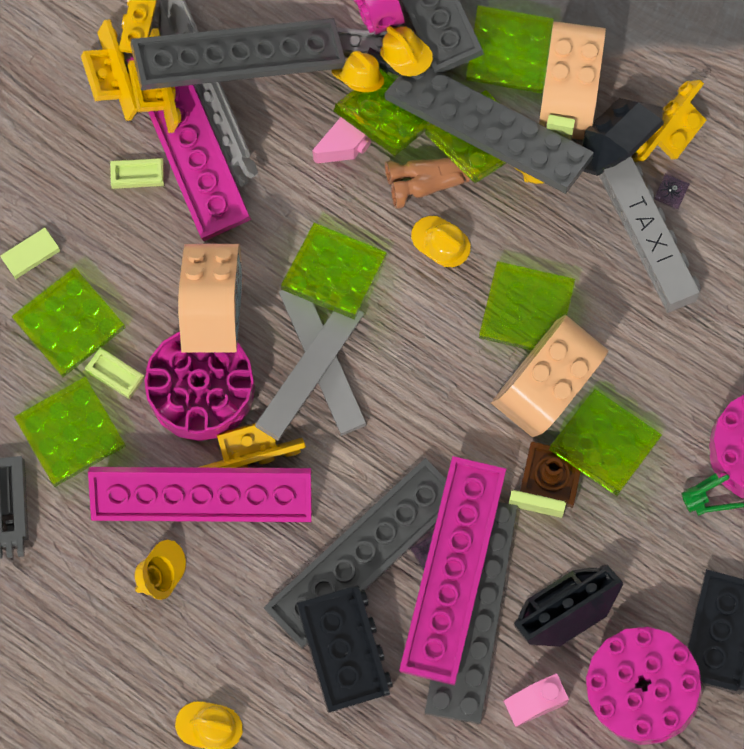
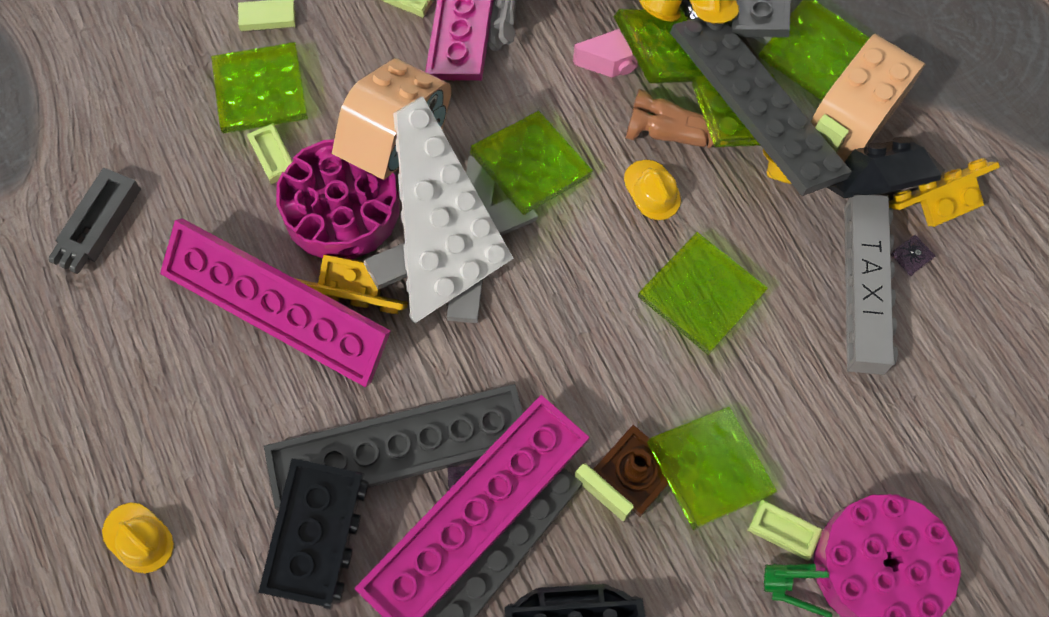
camera: 25 degrees right, 5 degrees down
(70, 431) = (195, 182): clear neon green plate -> none
(160, 570) = (190, 354): yellow piece -> none
(304, 359) = (445, 223): none -> white wing
(550, 376) = (688, 366): light nougat brick -> none
(682, 460) = (785, 530): none -> yellowish green tile

